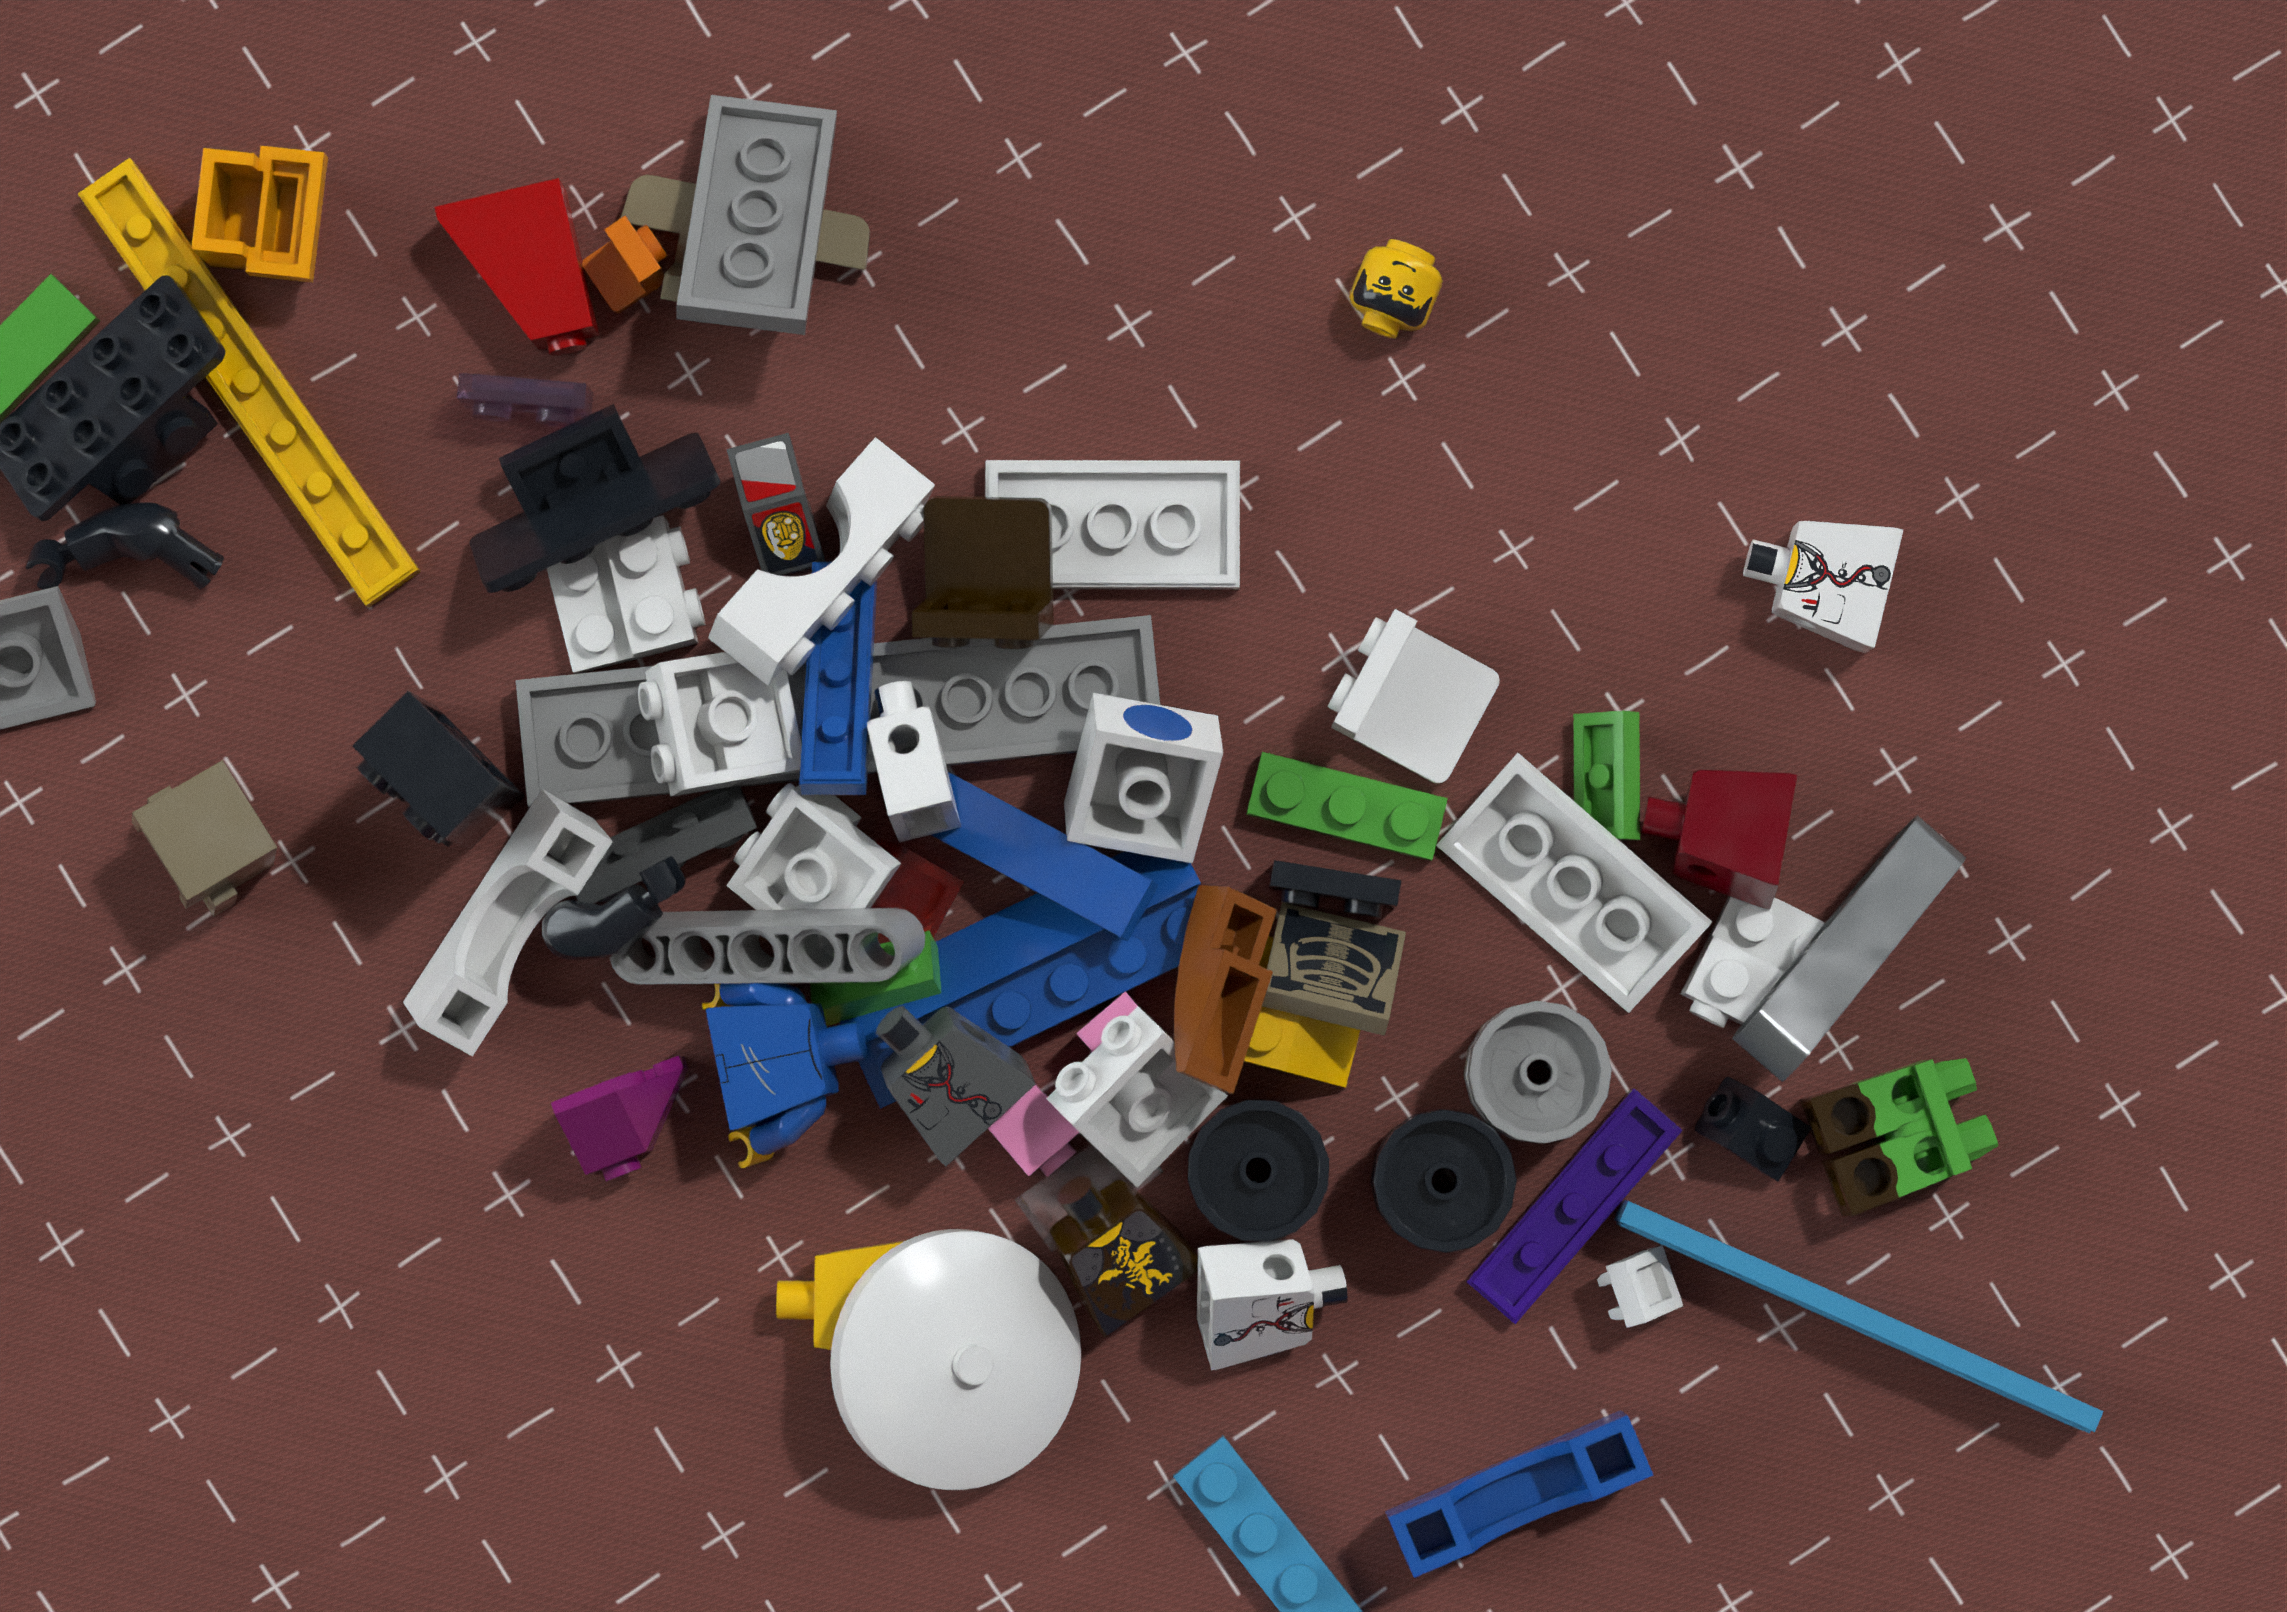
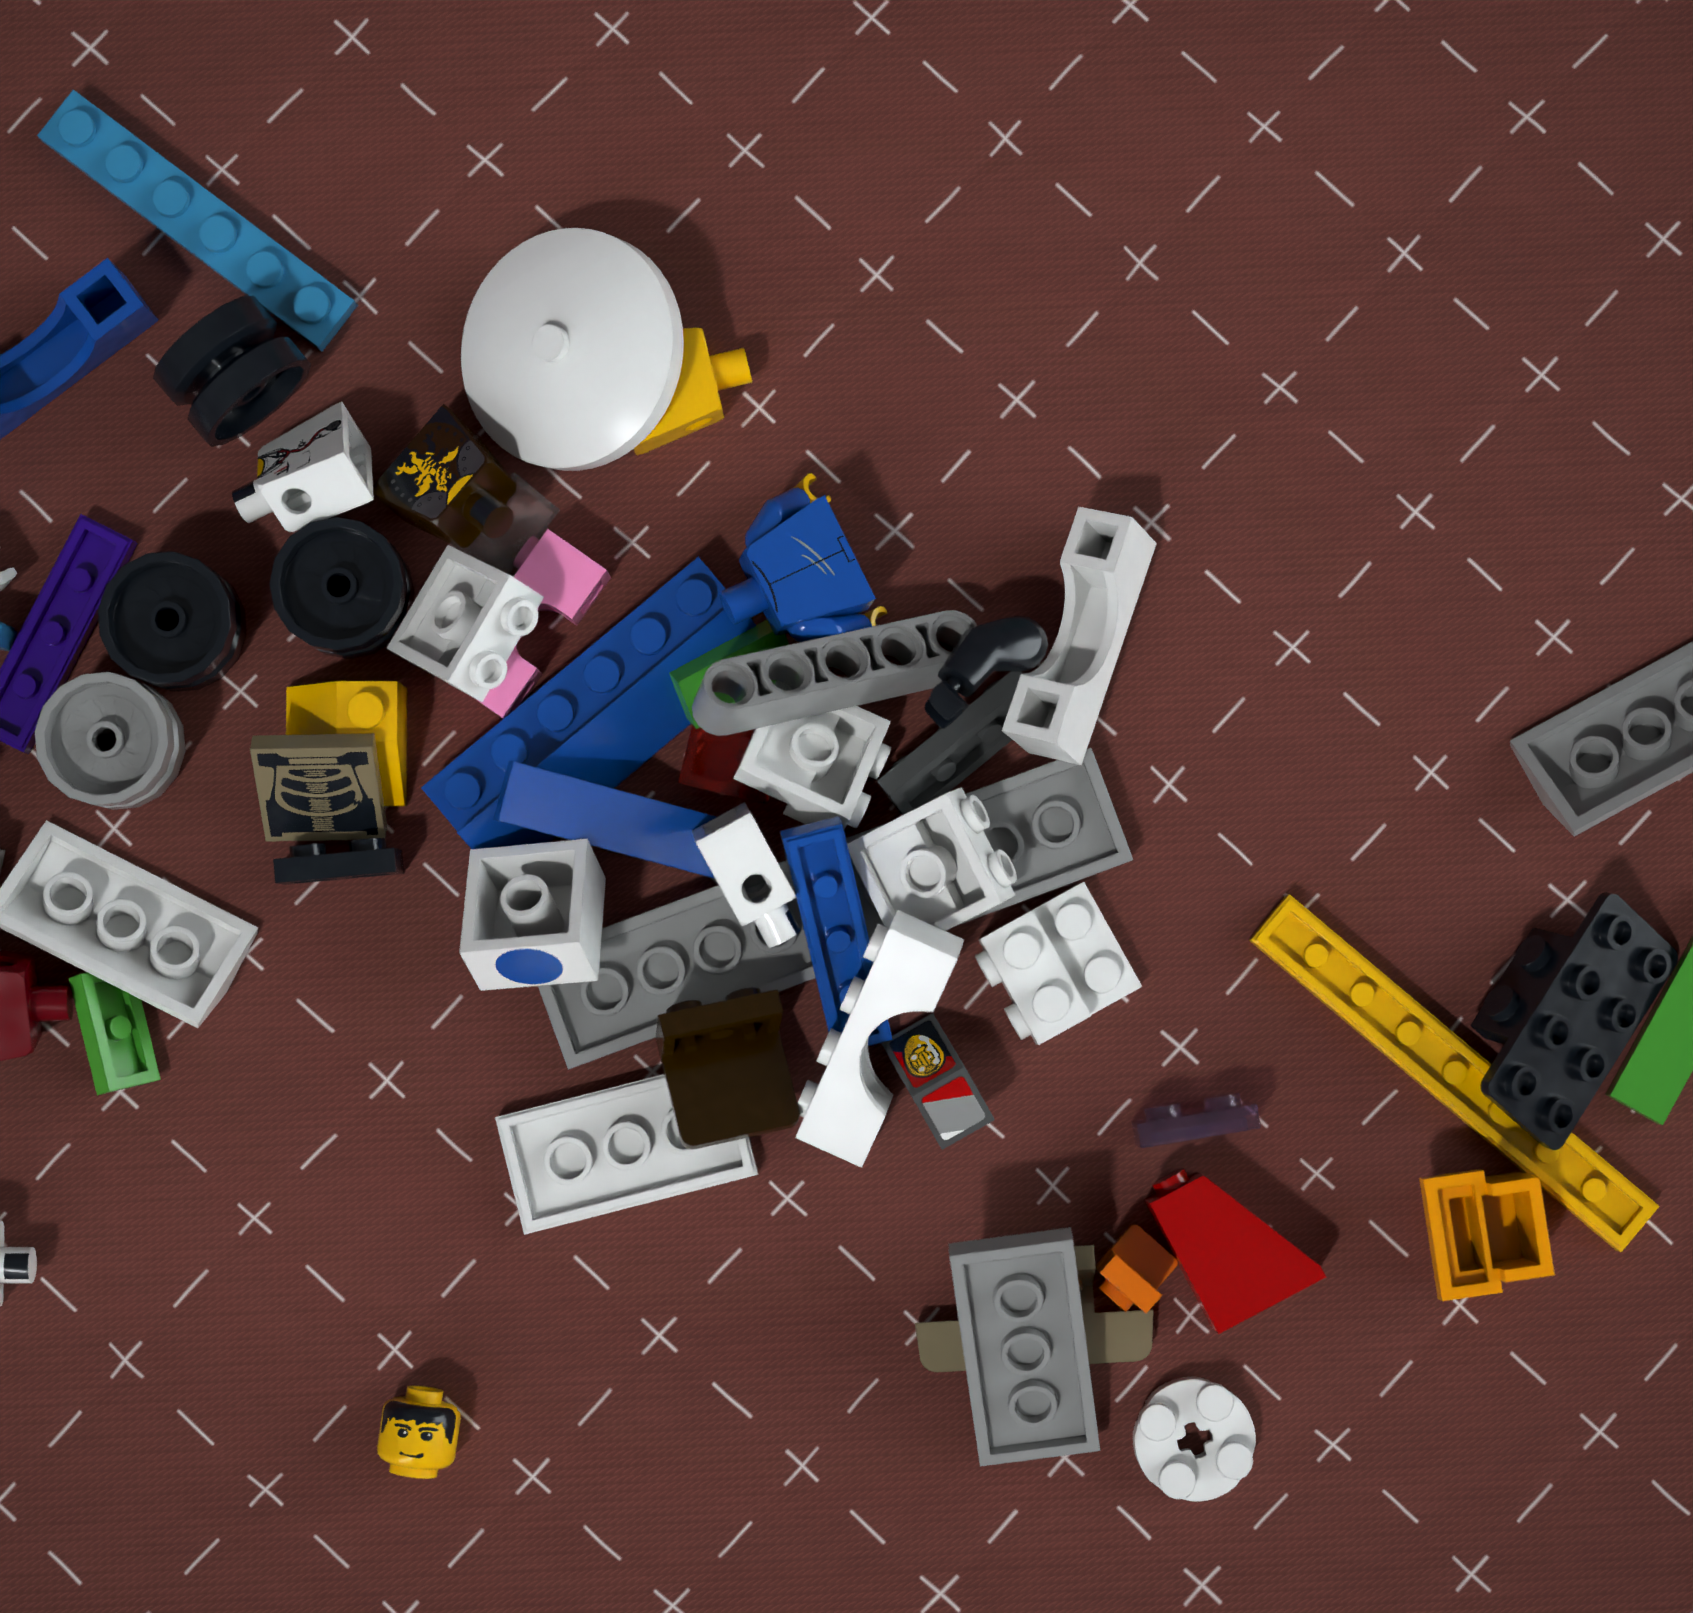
camera: 165 degrees right, 0 degrees up
(128, 531) = (1524, 905): black arm -> none
(206, 837) = (1375, 641): dark tan plate -> none
(436, 769) = (1180, 750): black brick -> none
(584, 490) = (1116, 1046): black bracket -> none
(587, 56) = (1225, 1456): none -> white plate
(620, 1117) = (932, 489): magenta slope -> none
(950, 1077) = (637, 596): dark grey torso -> none
(1220, 985) = (412, 741): dark orange slope -> none
(1318, 1435) = (231, 370): none -> black wheel
(1347, 806) = (347, 941): bright green plate -> none
(1413, 698) = (309, 1055): white bracket -> none

